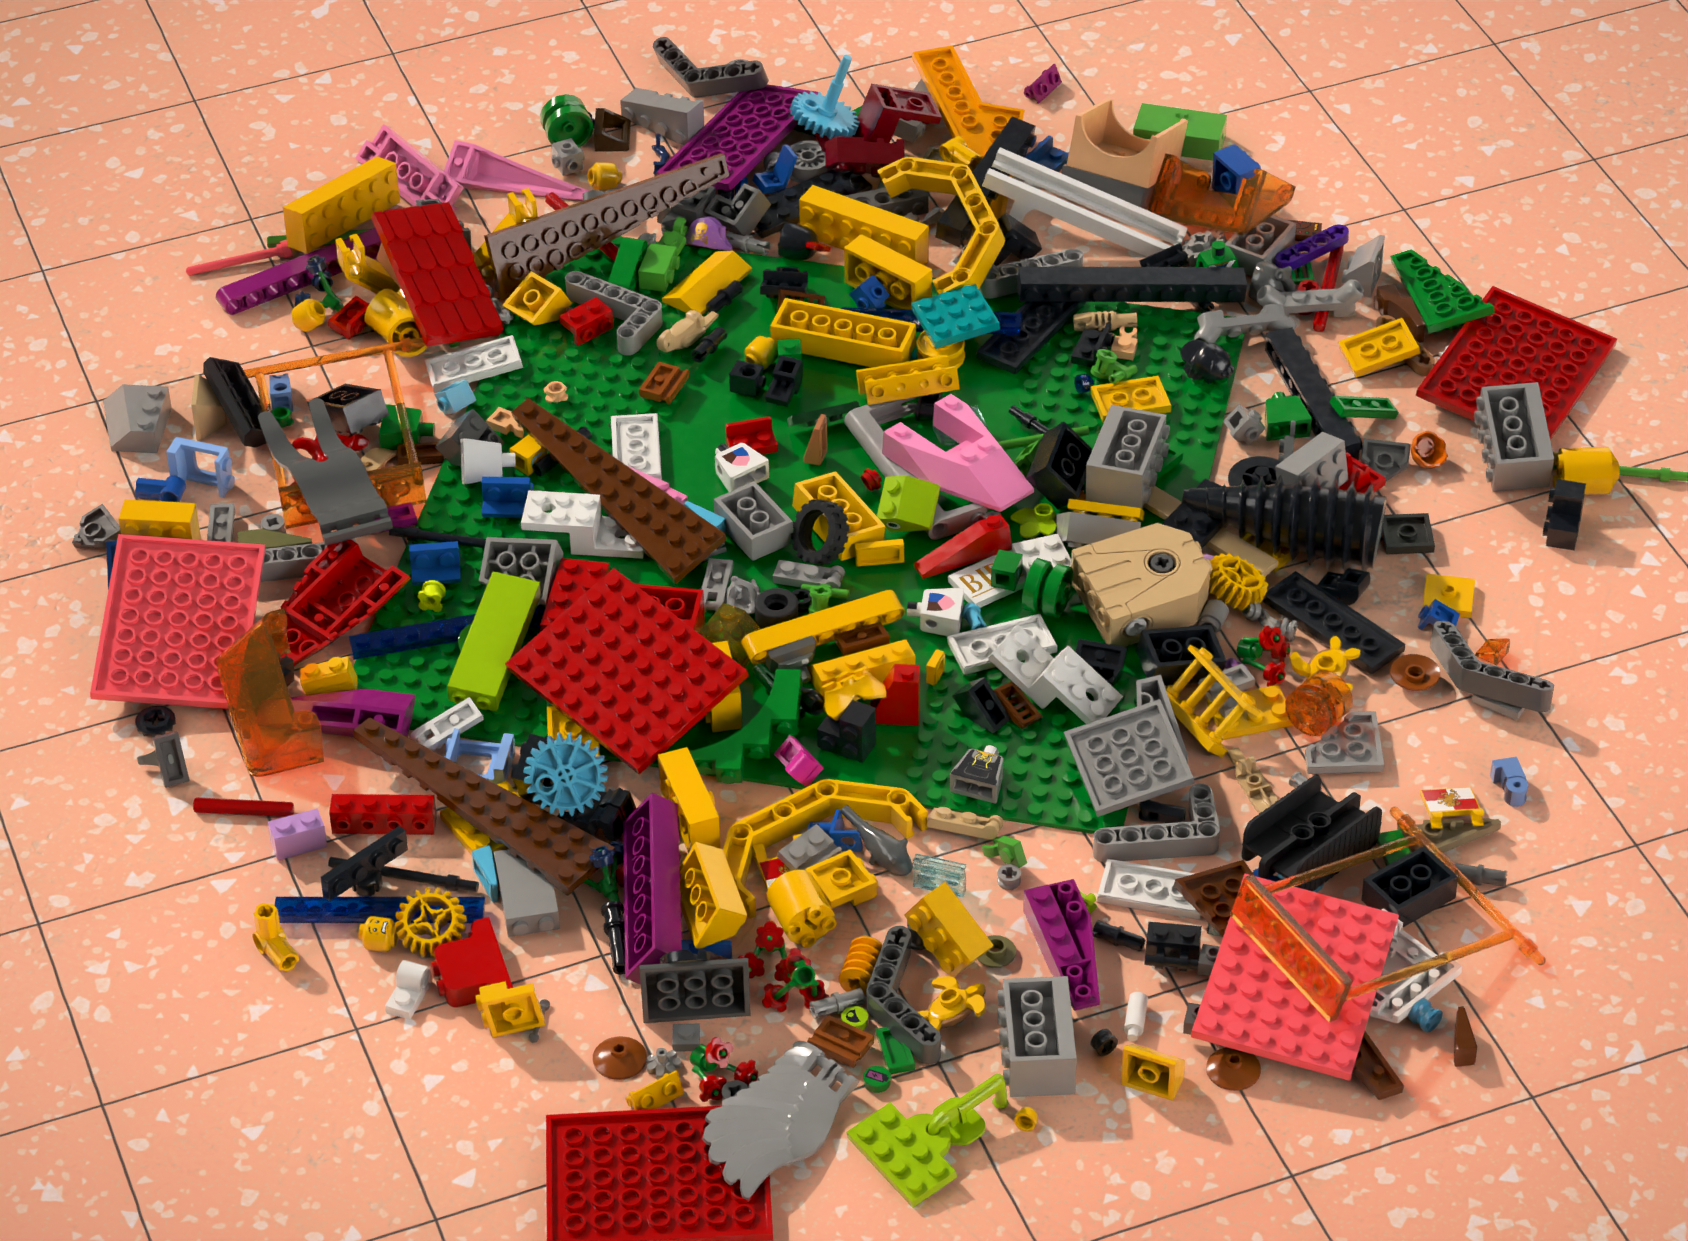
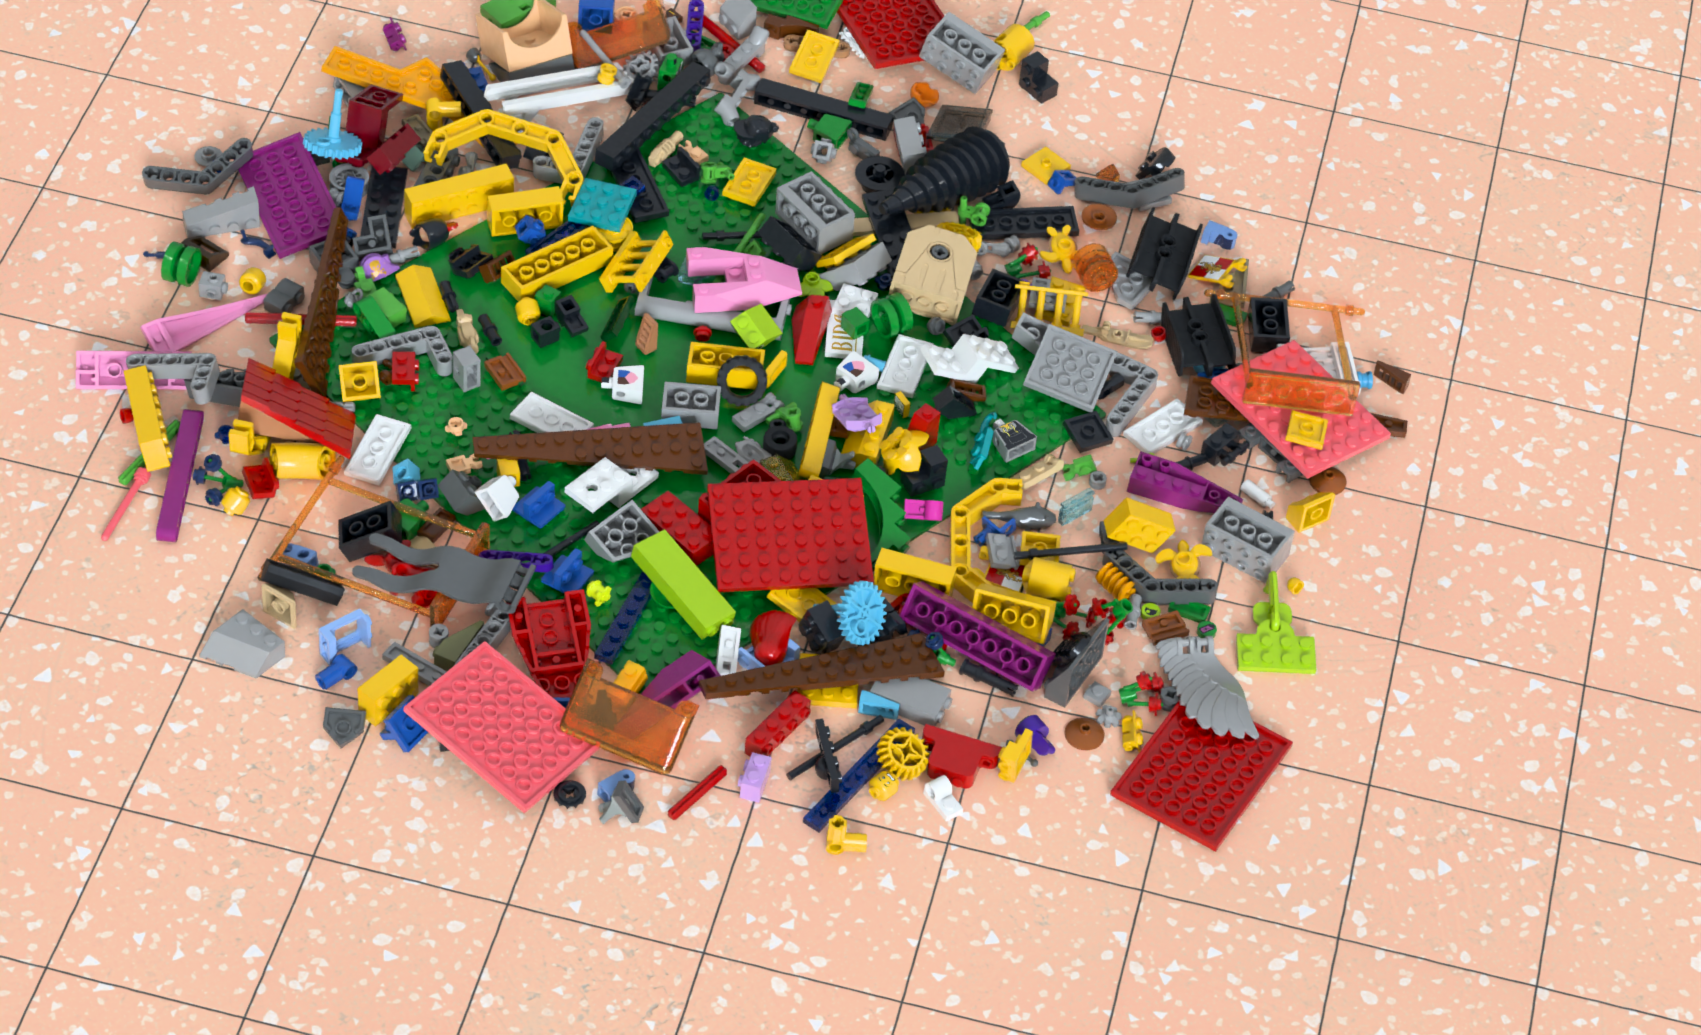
camera: 60 degrees left, 5 degrees up
(198, 745) = (607, 786): none -> medium blue leg
(410, 518) = (543, 562): none -> dark purple beam
(419, 183) = (196, 366): none -> light grey beam
(439, 410) = (417, 489): none -> dark blue slope
(483, 747) = (771, 636): none -> red hair
(562, 1009) = (1040, 732): none -> dark purple piece
(627, 352) = (466, 368): none -> light grey brick
(820, 874) = (1031, 553): none -> black bar
(862, 632) = (856, 414): none -> lavender plate
(950, 752) = (982, 441): none -> teal plate
(1068, 829) = (1088, 431): none -> black plate
(1084, 630) = (936, 326): none -> dark grey plate
(1146, 223) = (607, 74): none -> yellow wheel
(1146, 908) = (1184, 441): none -> light grey bush
(1155, 240) = (624, 81): none -> light grey bar
(1248, 988) = (1306, 429): none -> yellow plate
(1287, 574) = (973, 213): none -> bright green piece
(1389, 769) = (1164, 252): none -> black piece
(1419, 498) = (956, 119): none -> clear smoke piece
(1562, 670) = (1155, 163): none -> black slope

